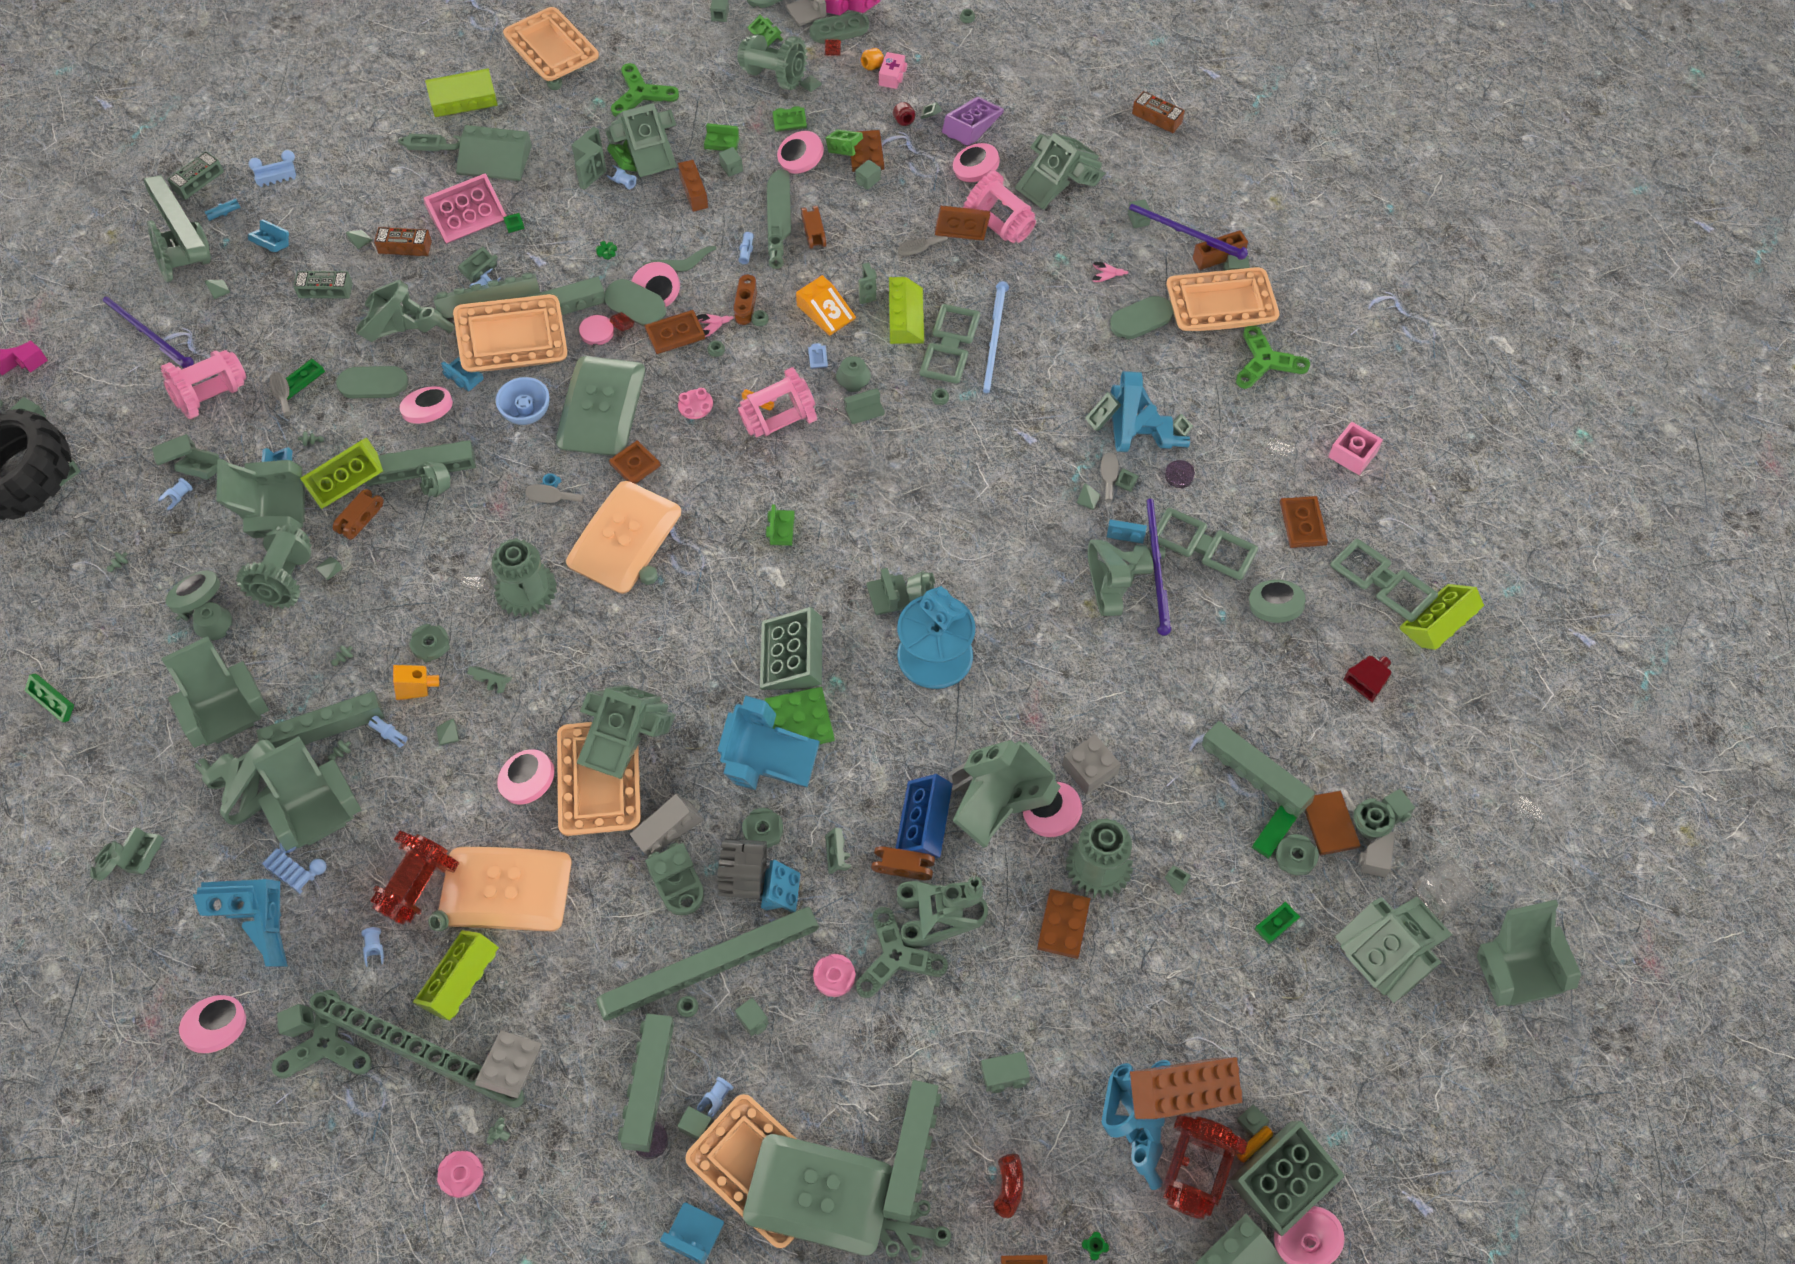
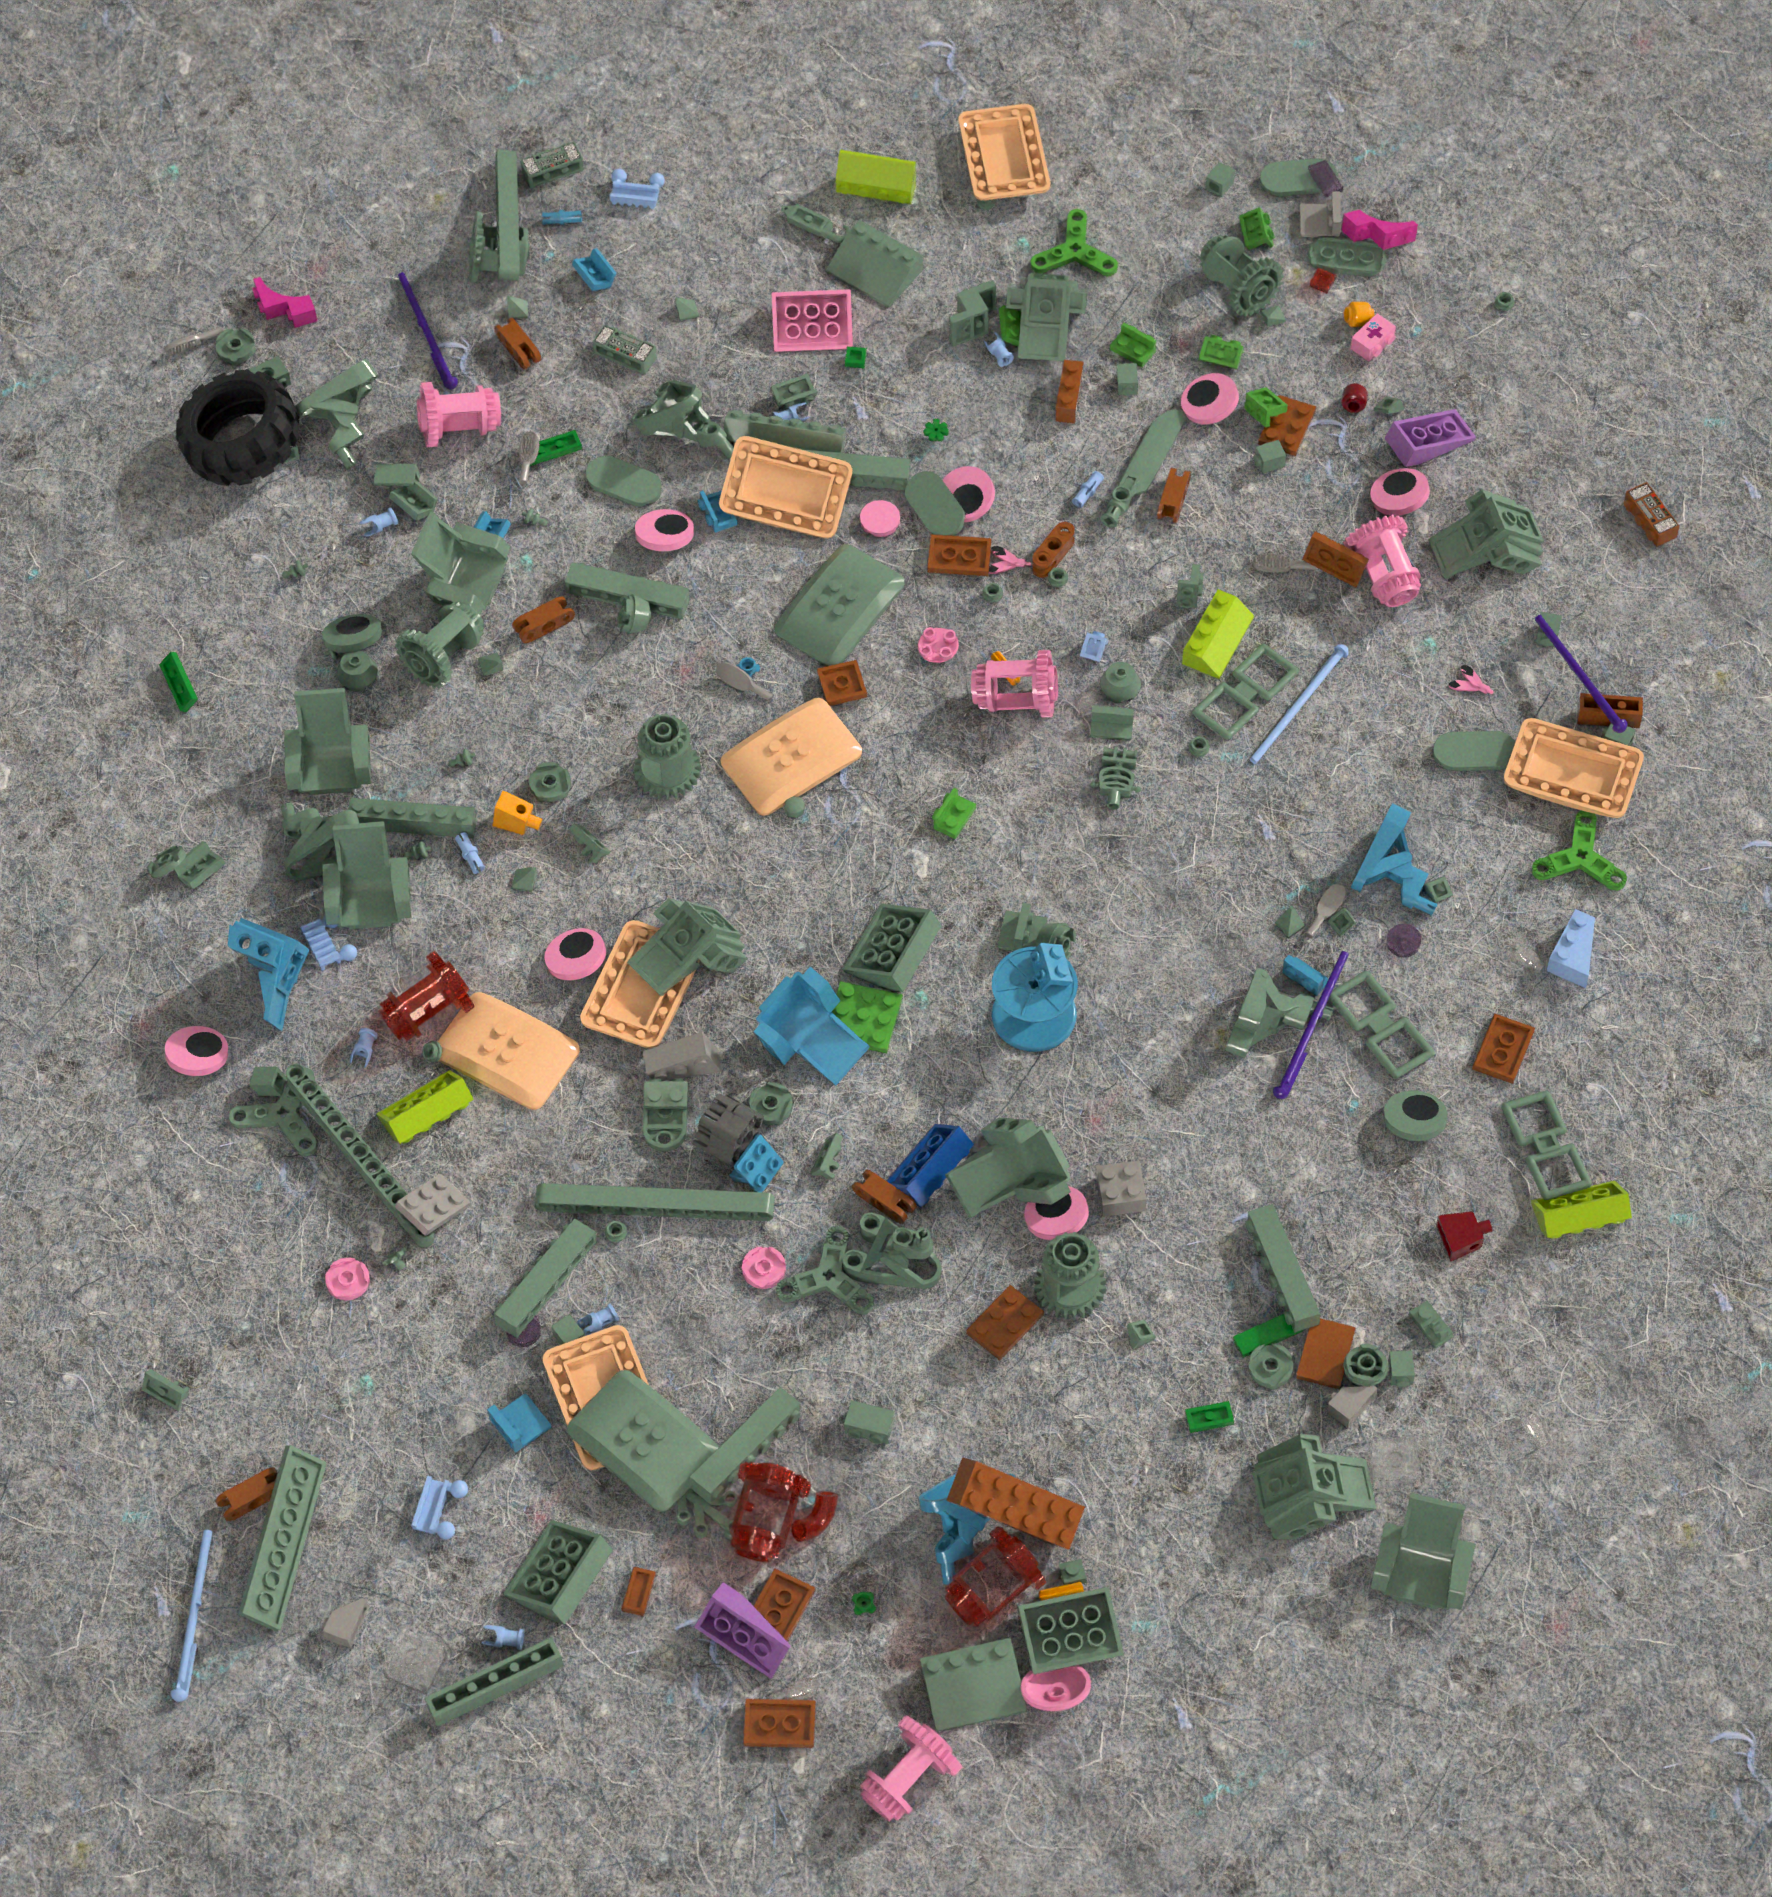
camera: 30 degrees right, 0 degrees up
(95, 412) = (339, 404): none -> sand green connector
(231, 312) = (517, 343): none -> dark orange piece
(343, 473) = (547, 571): lime slope -> none
(403, 241) = (729, 332): dark orange brick -> none
(523, 400) = (761, 567): light blue piece -> none
(621, 321) = (910, 520): clear red plate -> none
(689, 263) = (1013, 481): sand green piece -> none
(752, 1017) = (667, 1267): sand green brick -> none
(824, 305) = (1134, 592): light orange slope -> none
(892, 446) = (1116, 779): none -> sand green torso
(960, 1174) = (773, 1482): none -> clear red piece
(1103, 411) = (1358, 837): sand green plate -> none
(1308, 426) = (1573, 951): none -> light blue wedge
(1355, 448) = (1608, 995): bright pink brick -> none
(1393, 760) = (1431, 1324): none -> sand green plate

